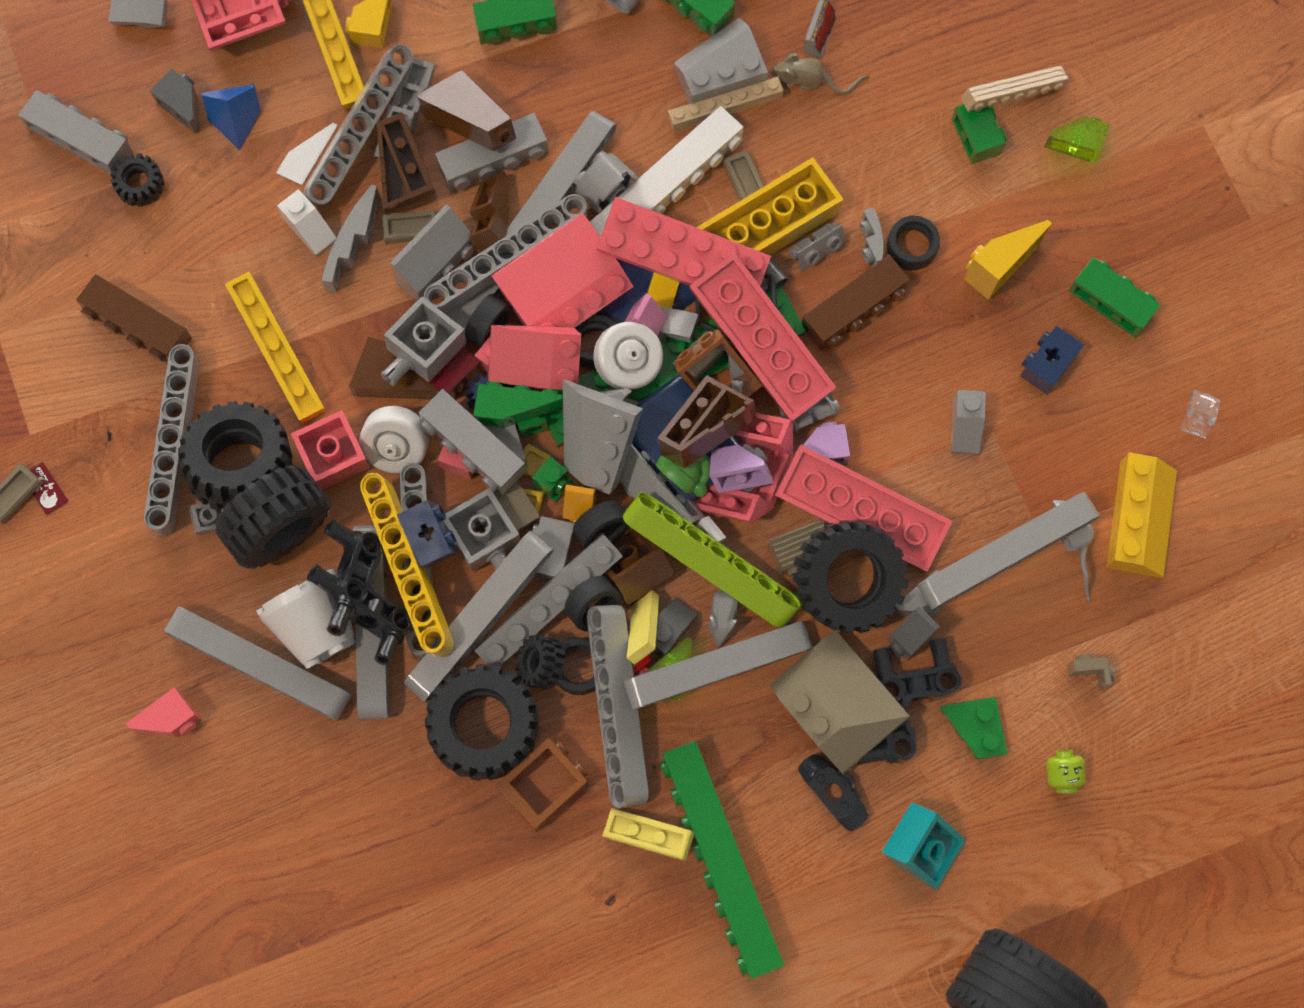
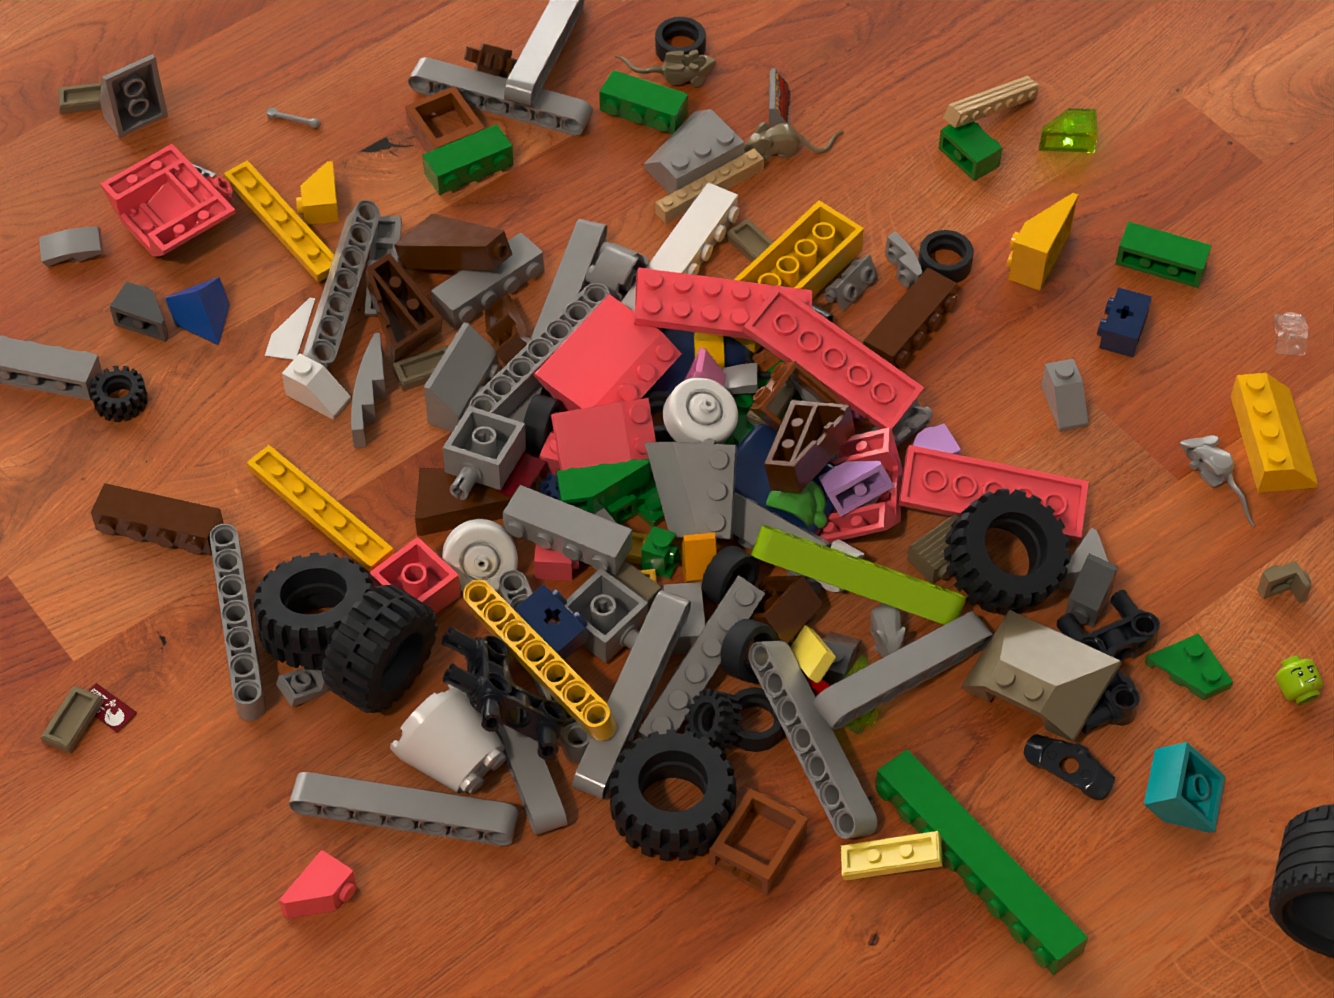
camera: 15 degrees left, 20 degrees down
(1008, 551) = (1155, 488): light grey beam -> none

